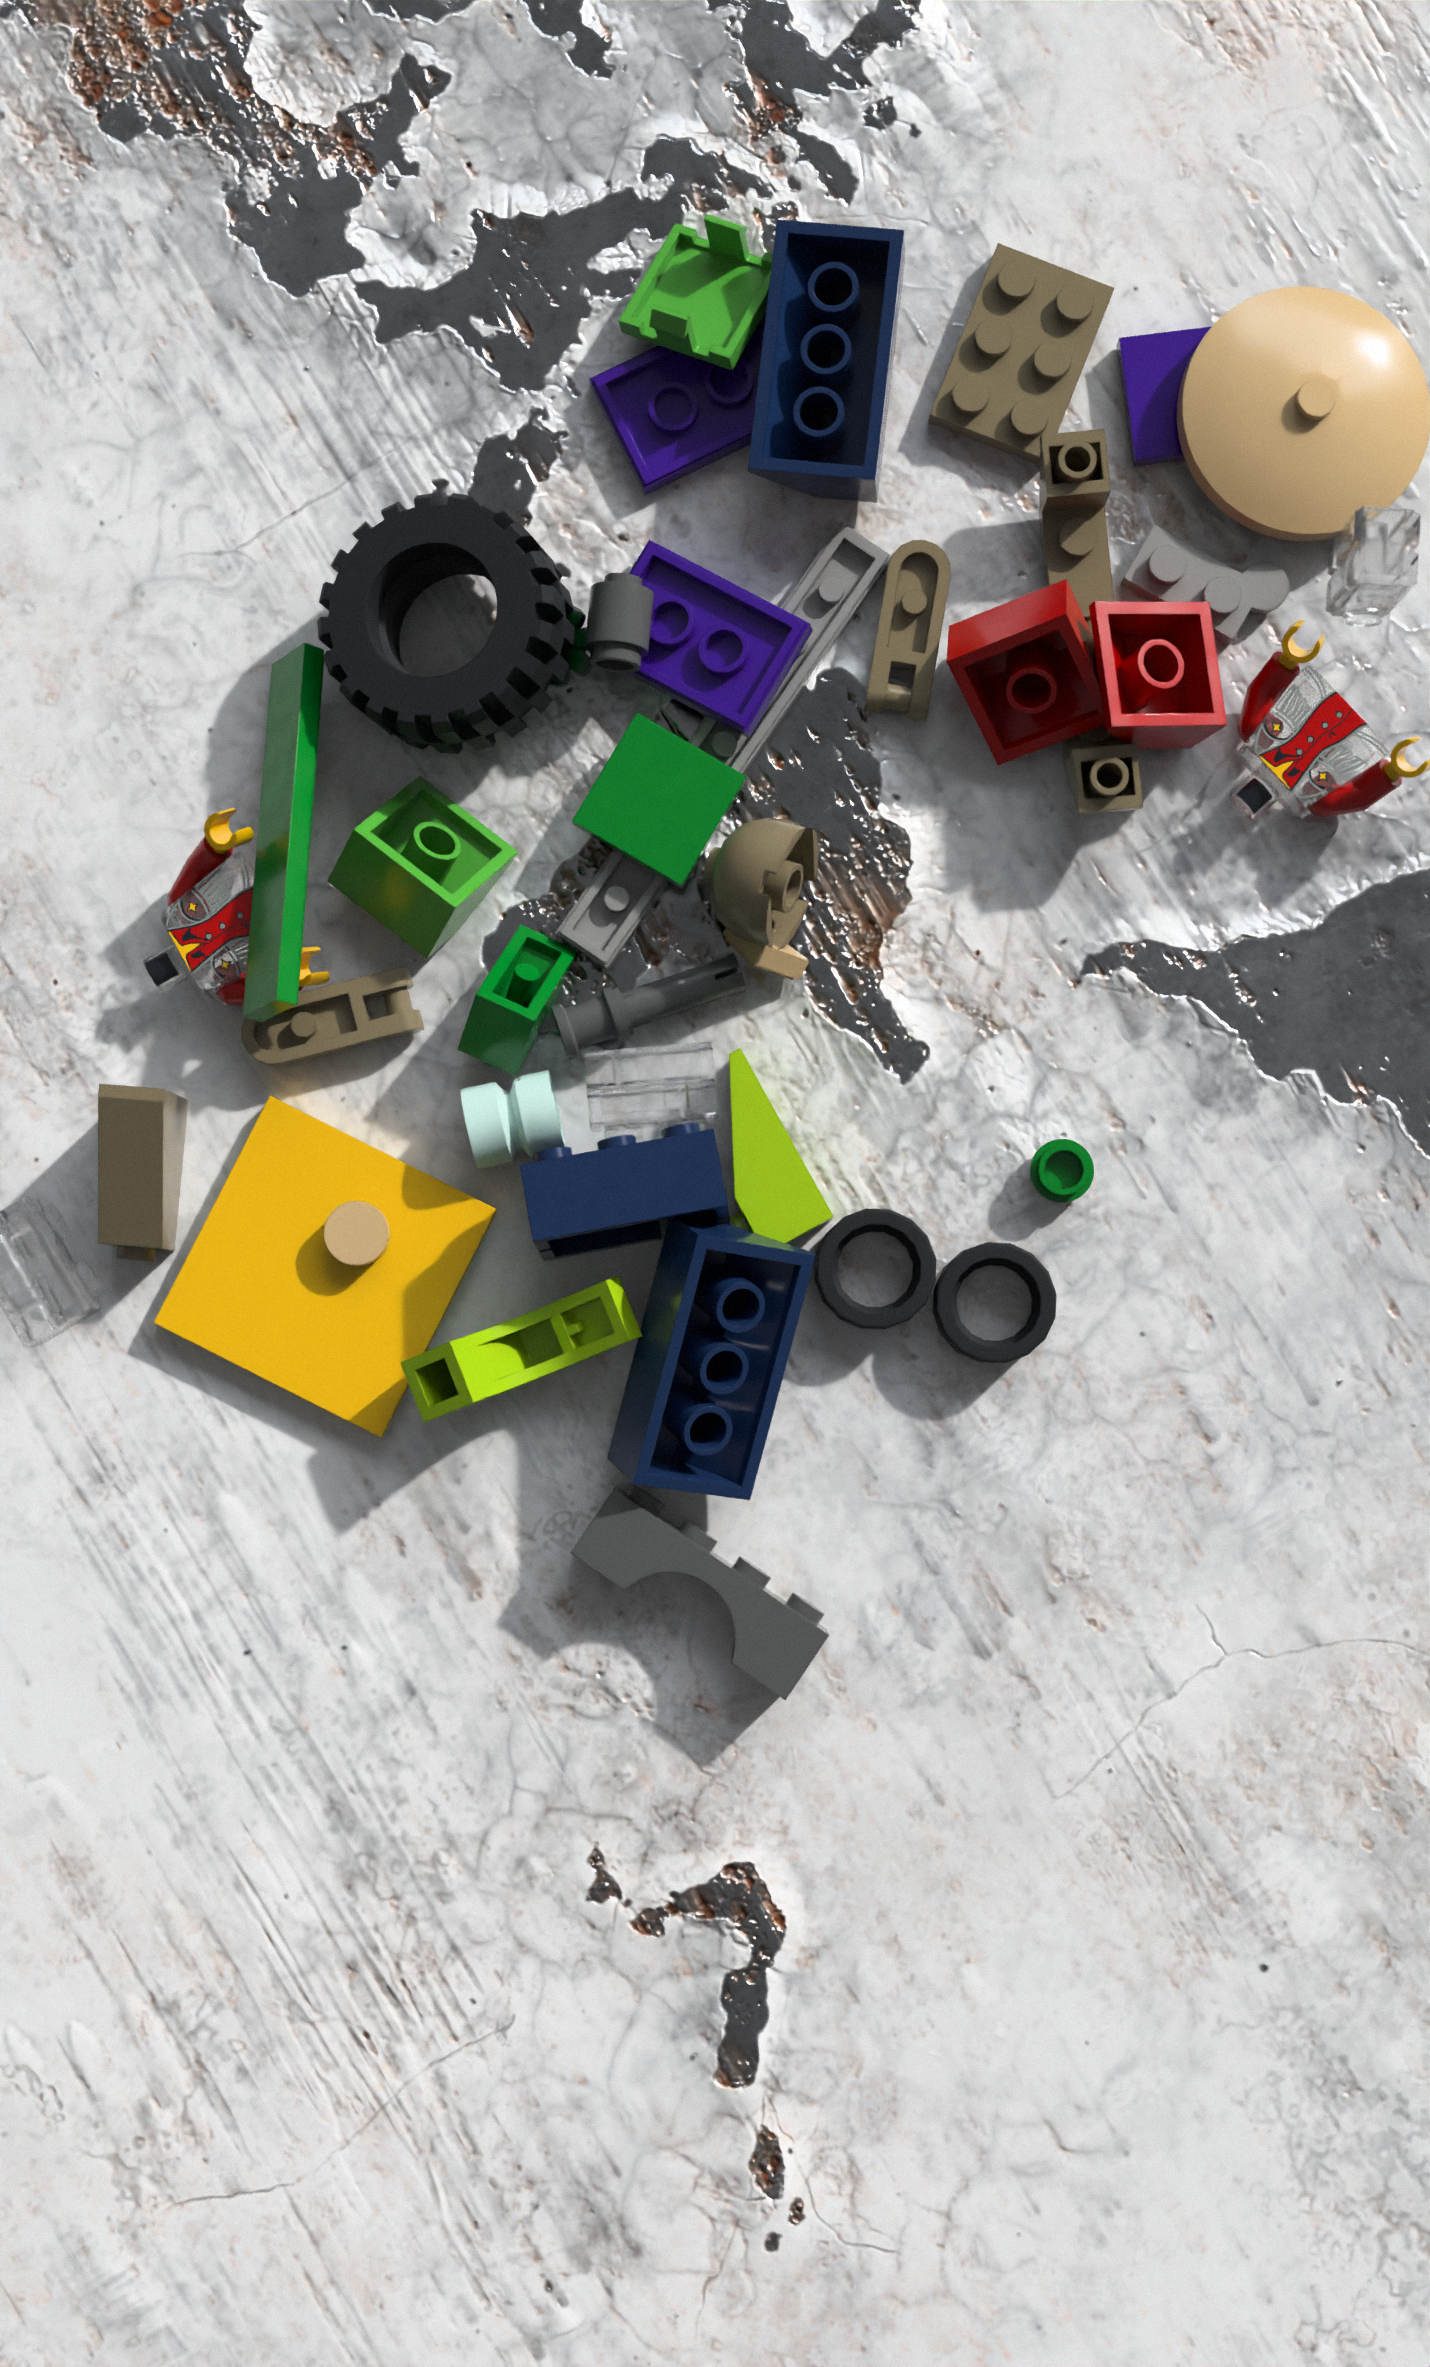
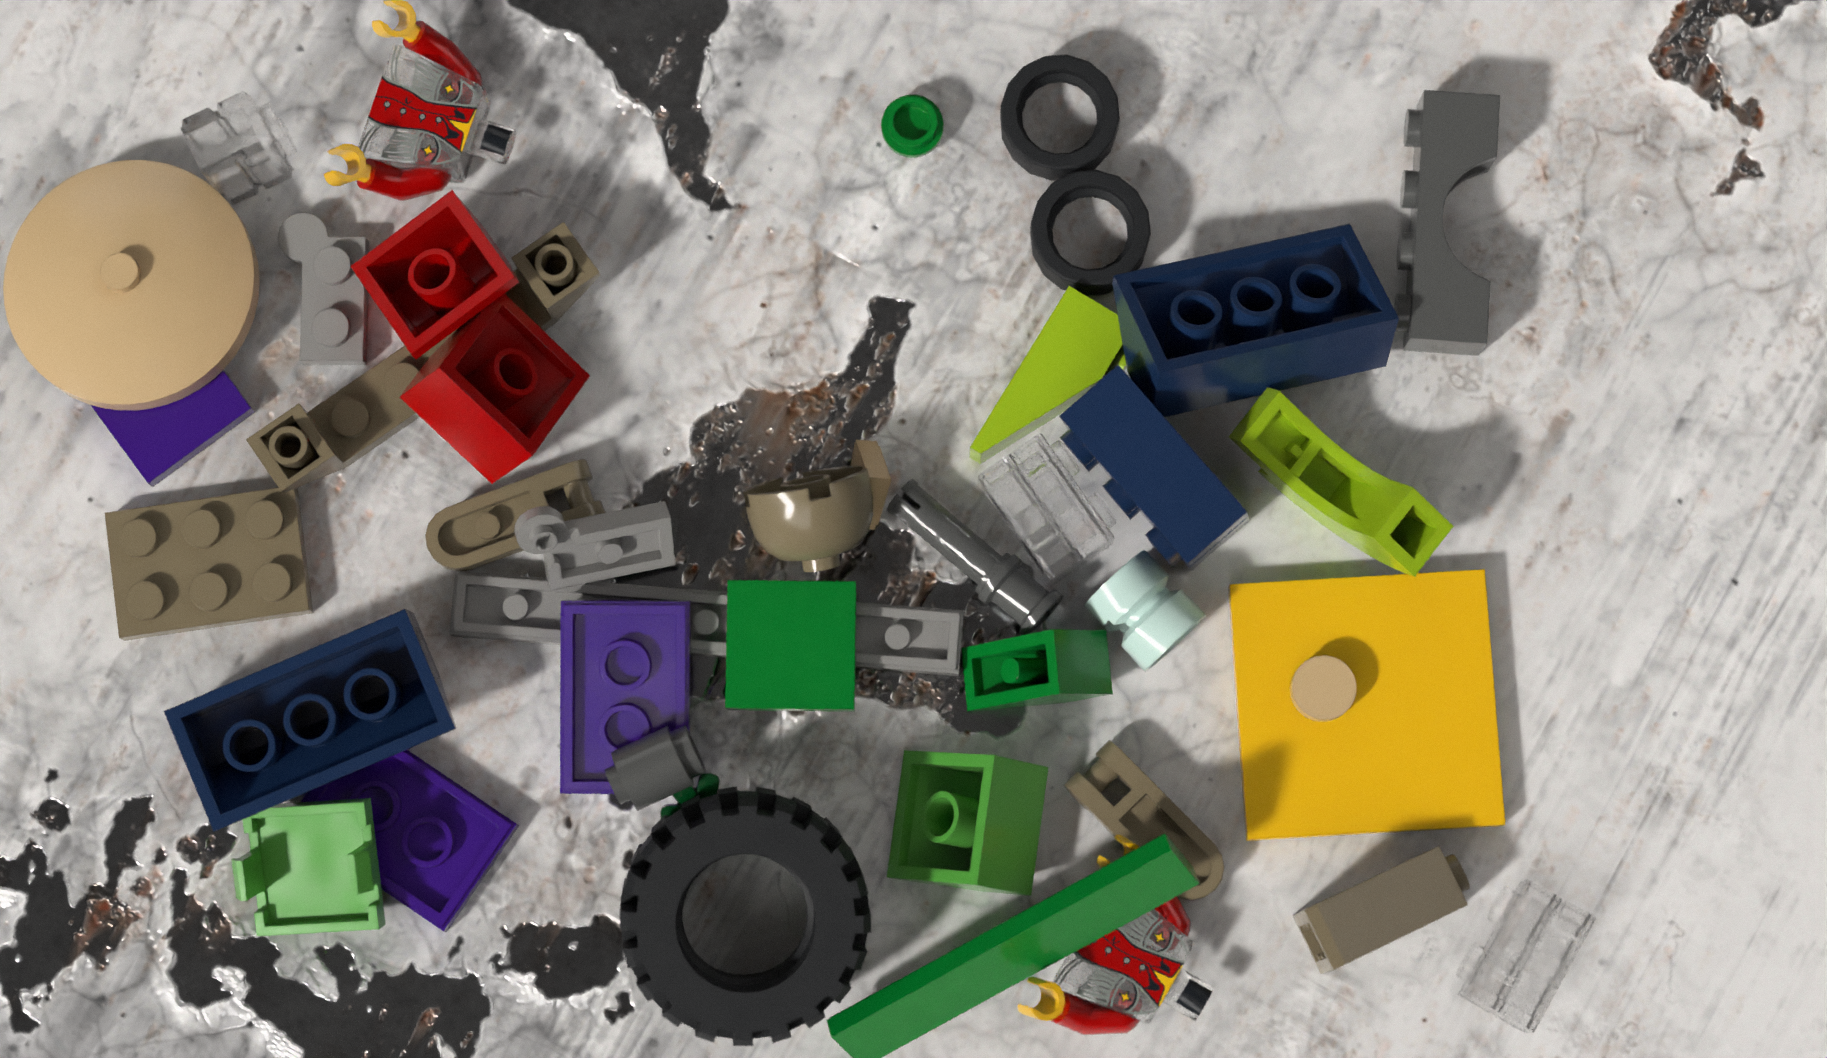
camera: 120 degrees left, 5 degrees down
(841, 684) = (597, 544): none -> light grey hinge

